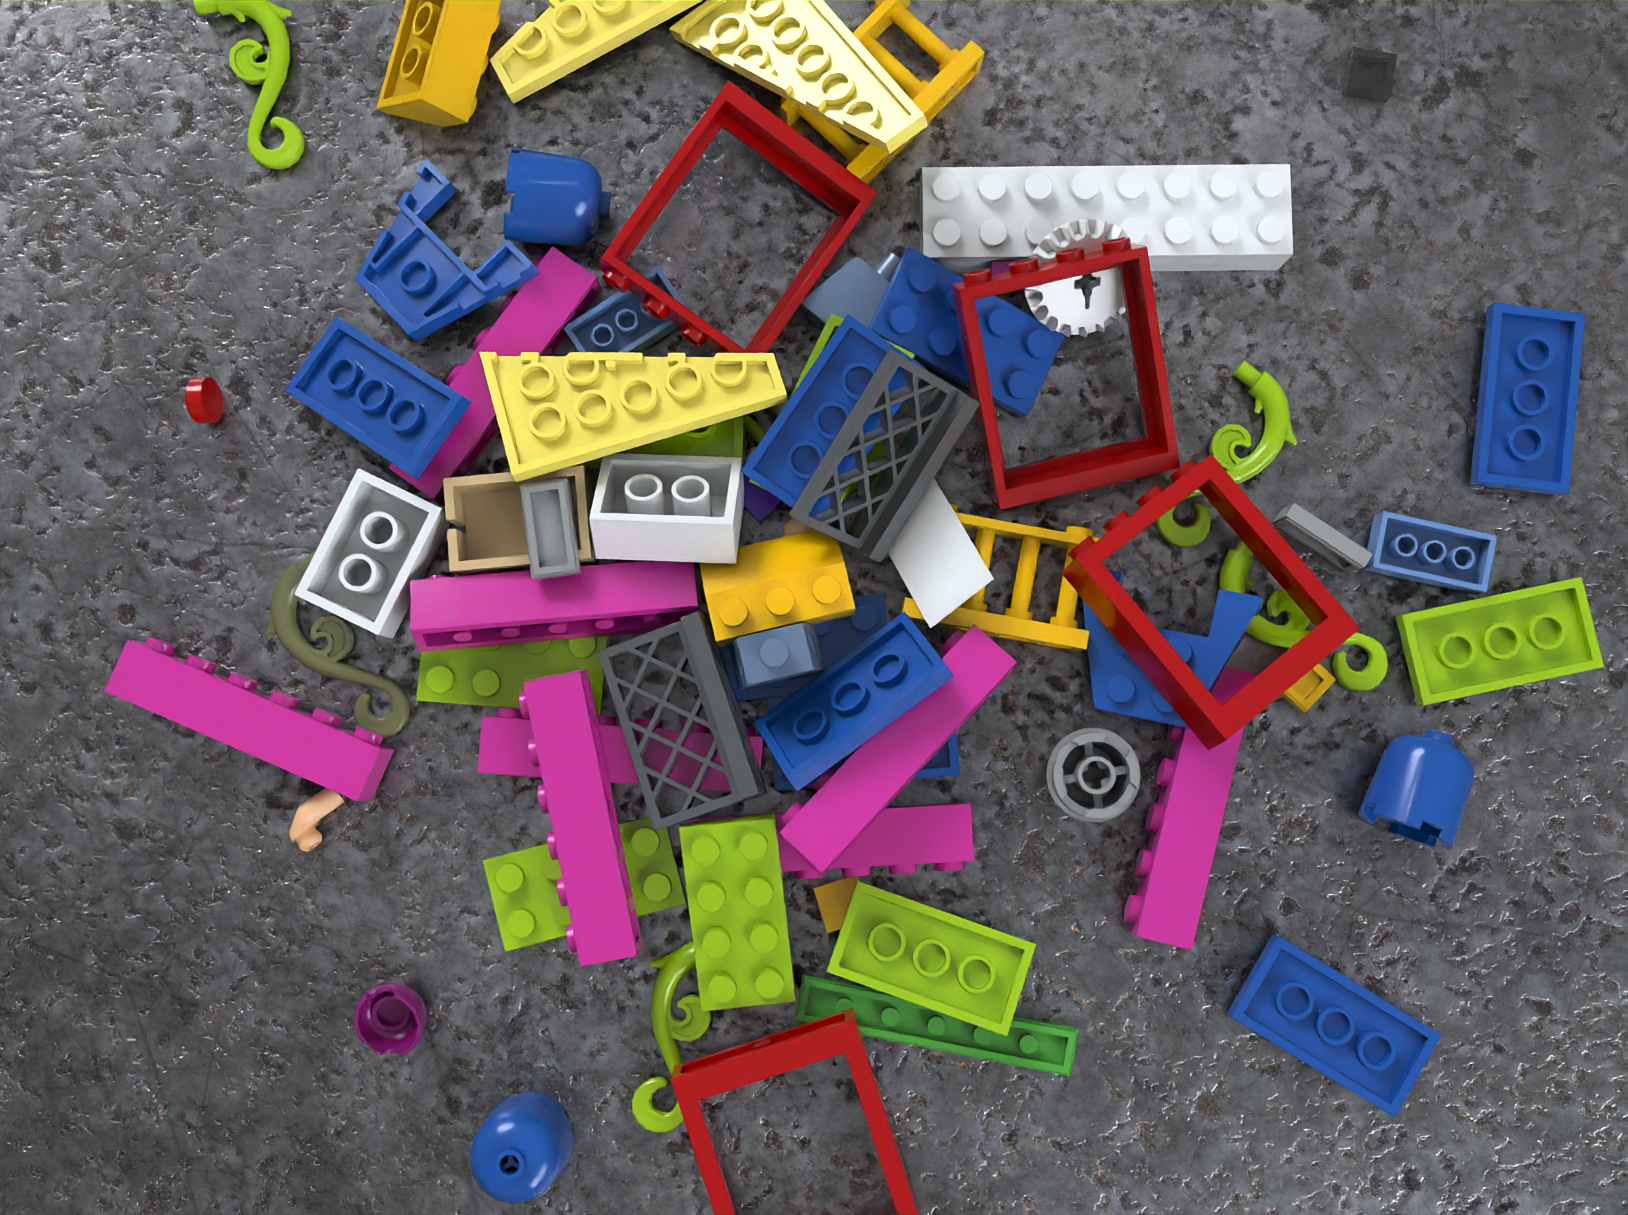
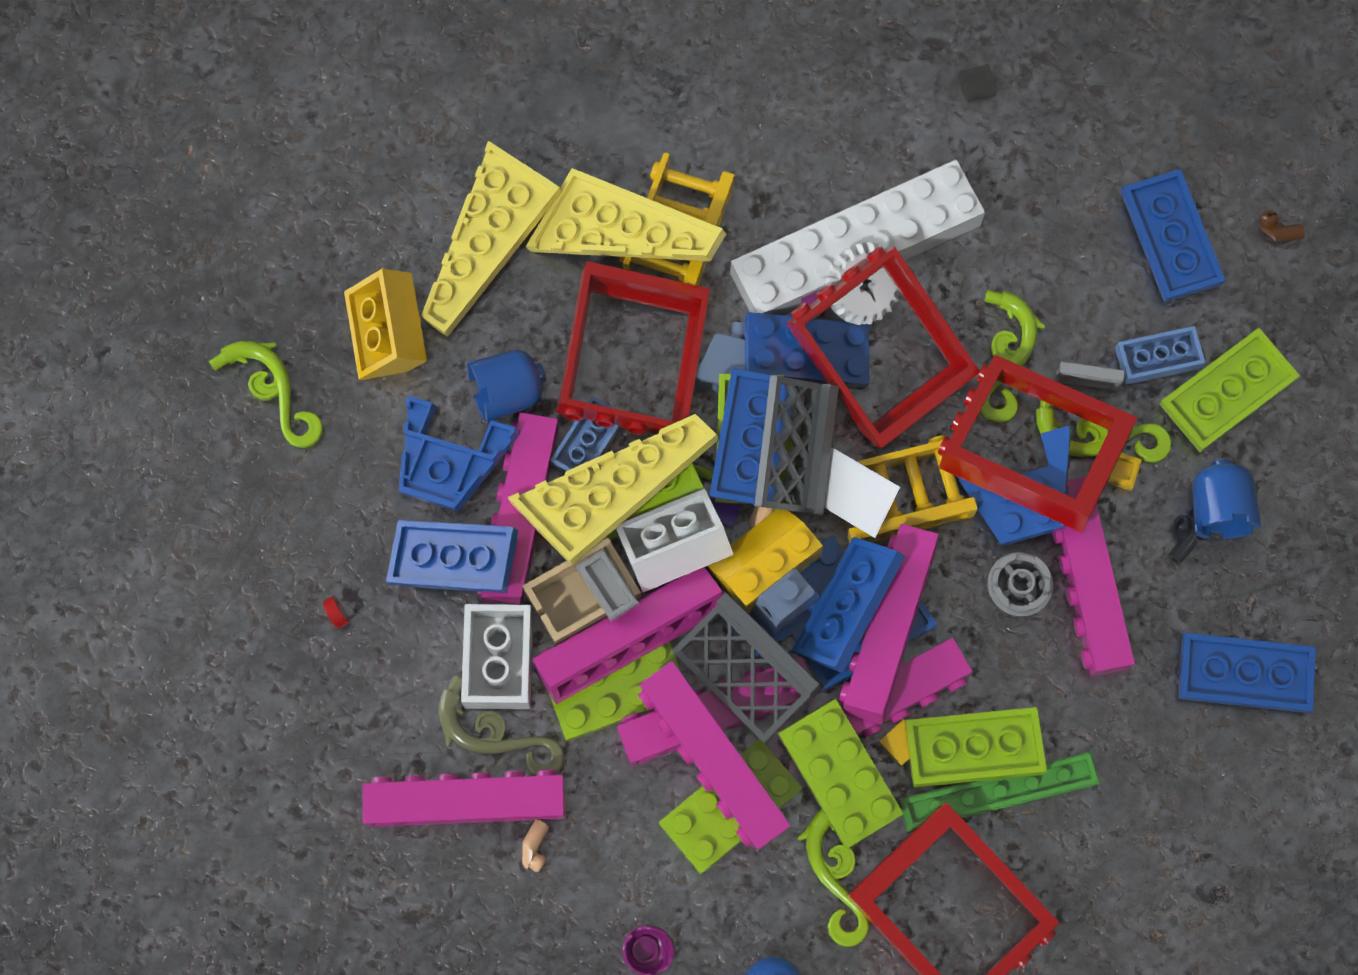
camera: 25 degrees left, 10 degrees down
(1340, 812) = (1185, 538): none -> black arm

